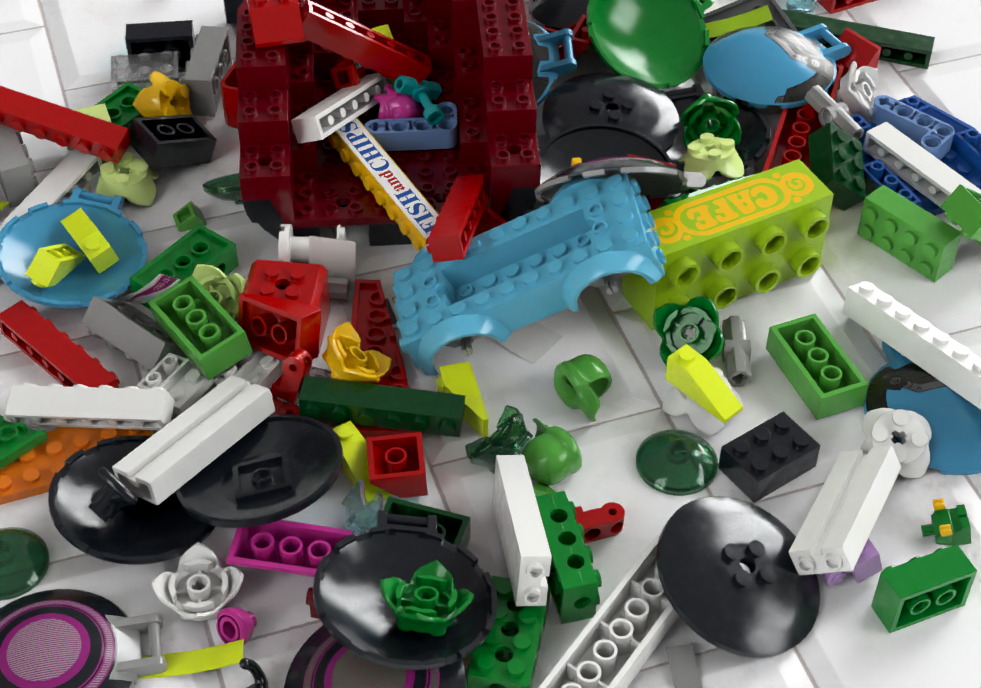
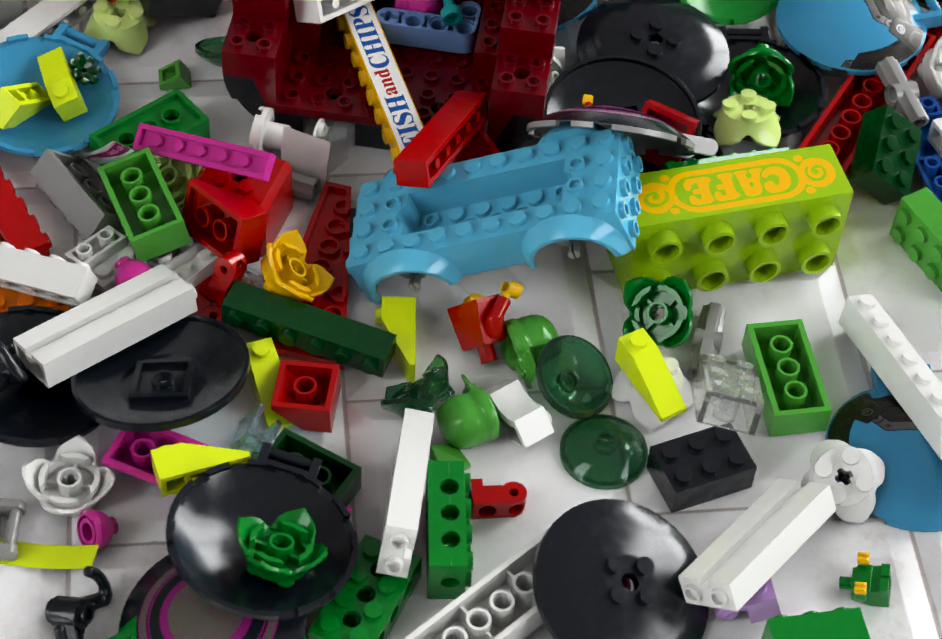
camera: 10 degrees right, 5 degrees up
(107, 224) = (84, 70): none -> dark green plant
(201, 386) = (128, 269): none -> dark pink brick
(247, 268) = (205, 152): none -> dark pink plate
(305, 547) = (181, 462): none -> neon yellow slope
(537, 369) = (481, 320): none -> red torso
(598, 446) = (520, 414): none -> white brick
(632, 402) = (583, 371): none -> clear green dish
(774, 388) = (727, 394): none -> clear brick

